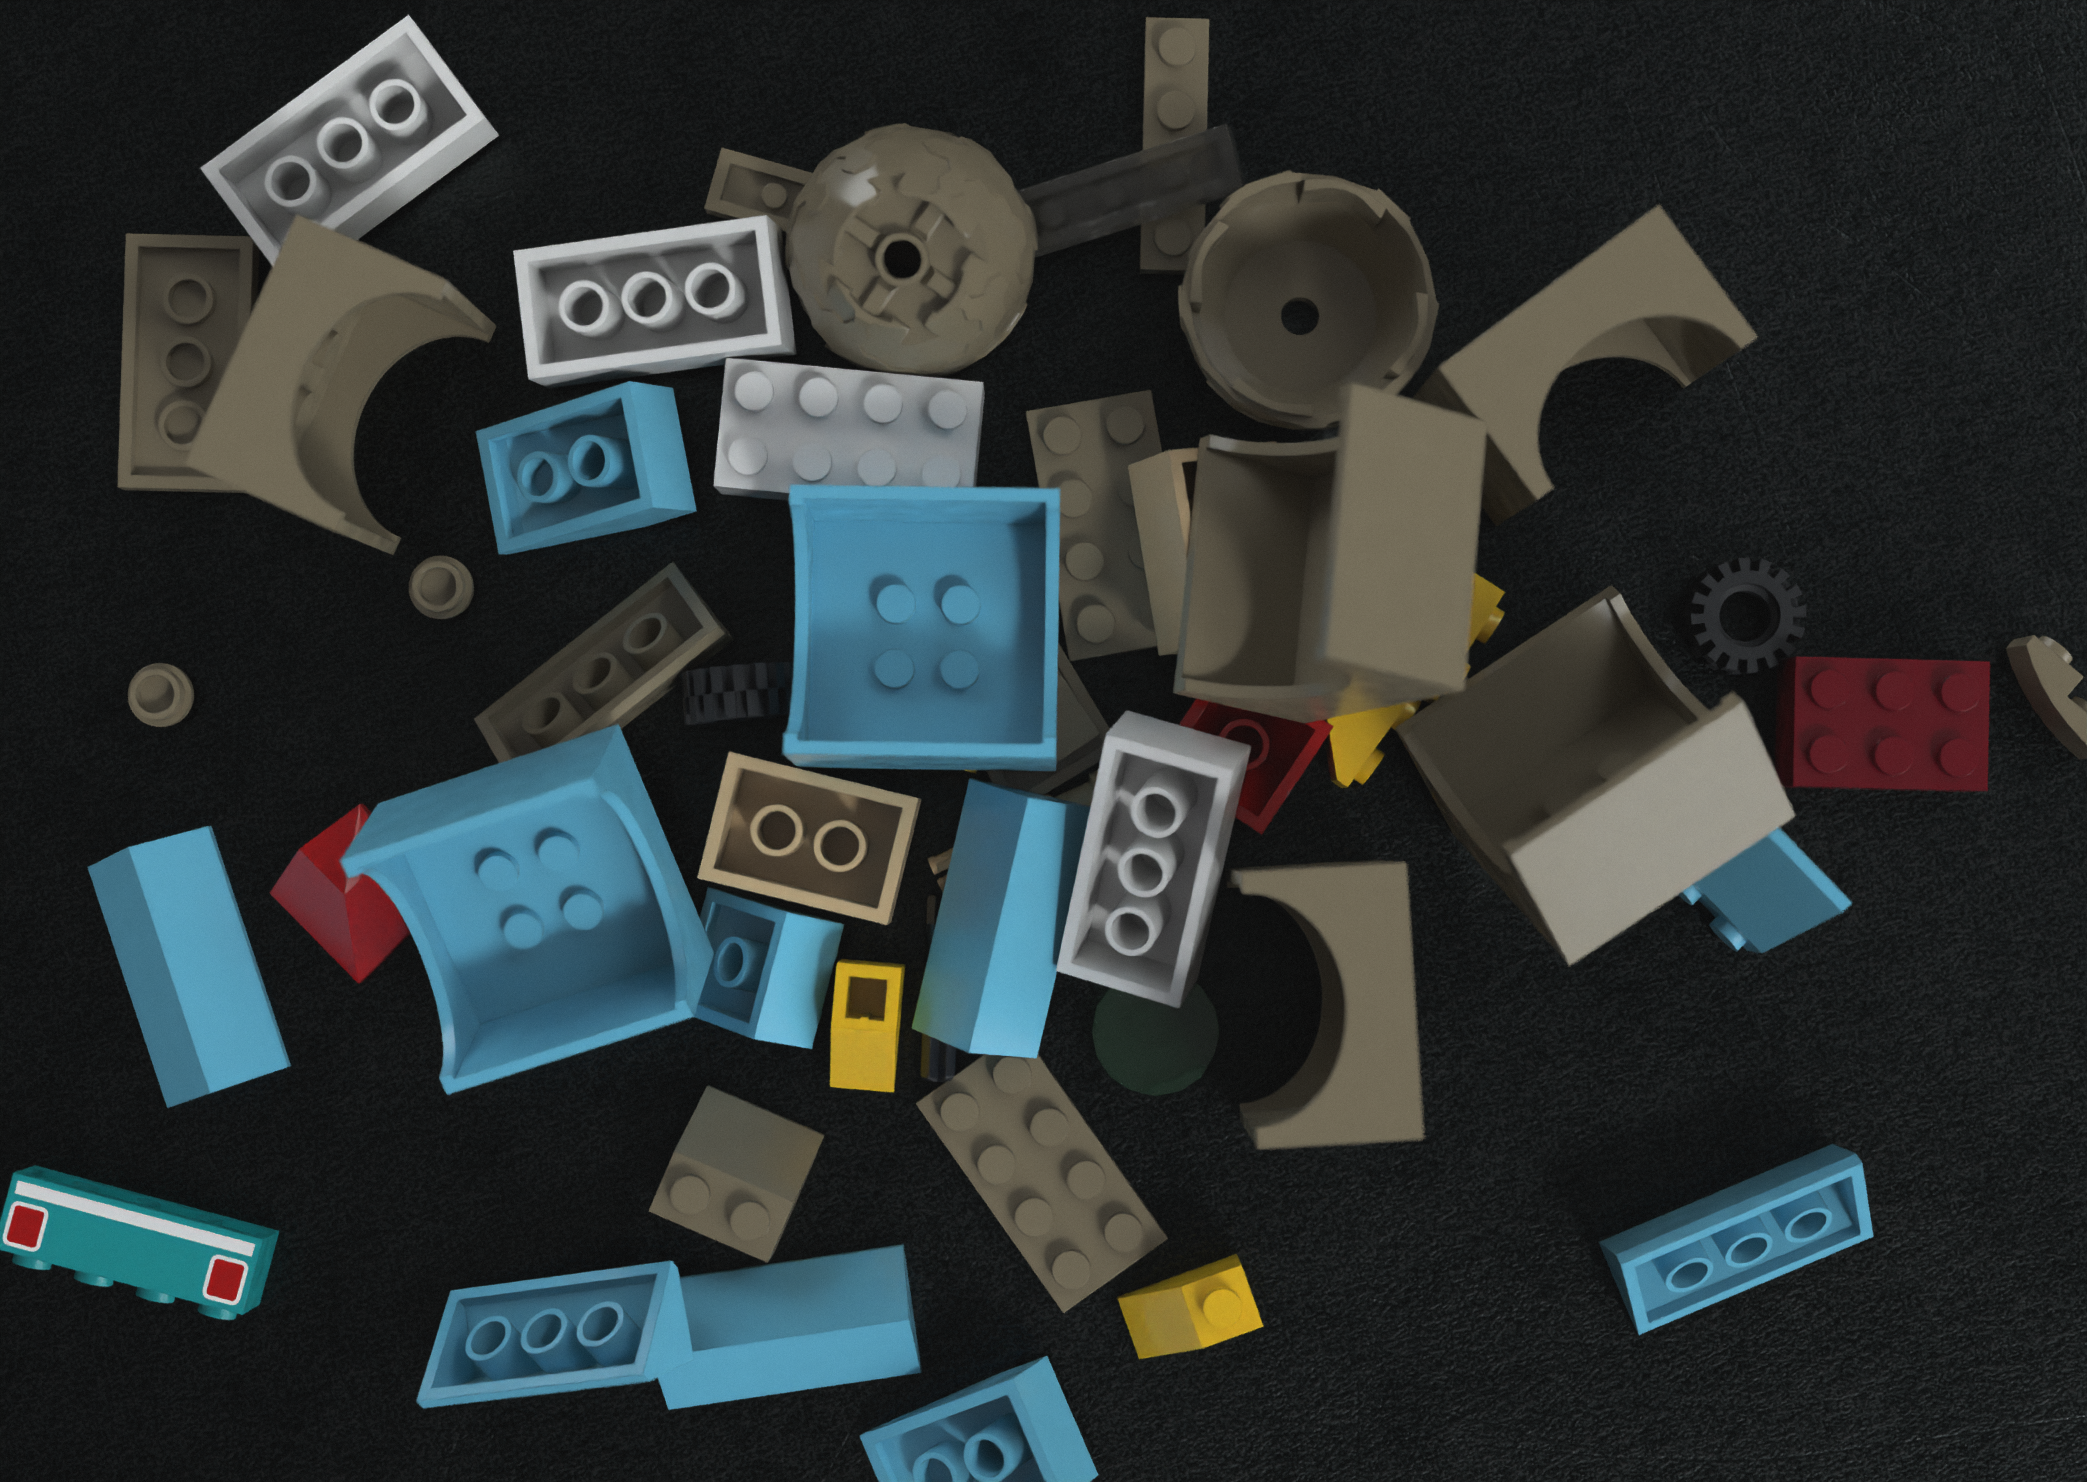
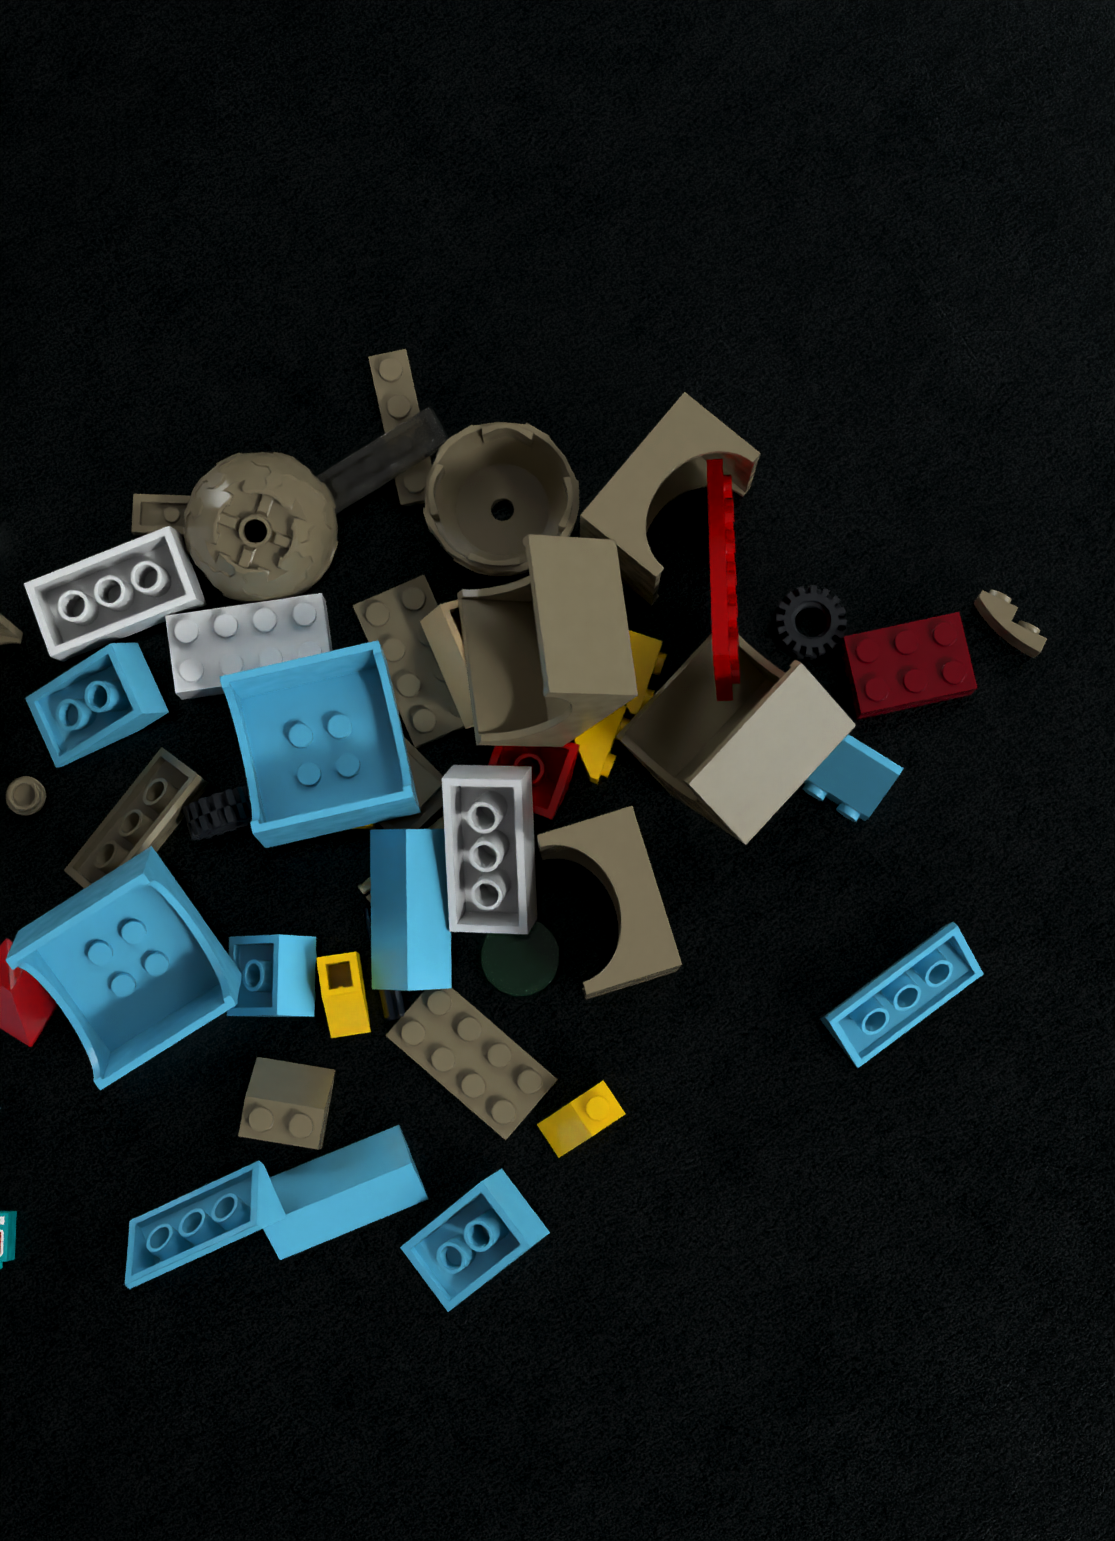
camera: 15 degrees left, 5 degrees down
(809, 838) = (283, 889): tan brick -> none
(1632, 524) = (723, 580): none -> red plate

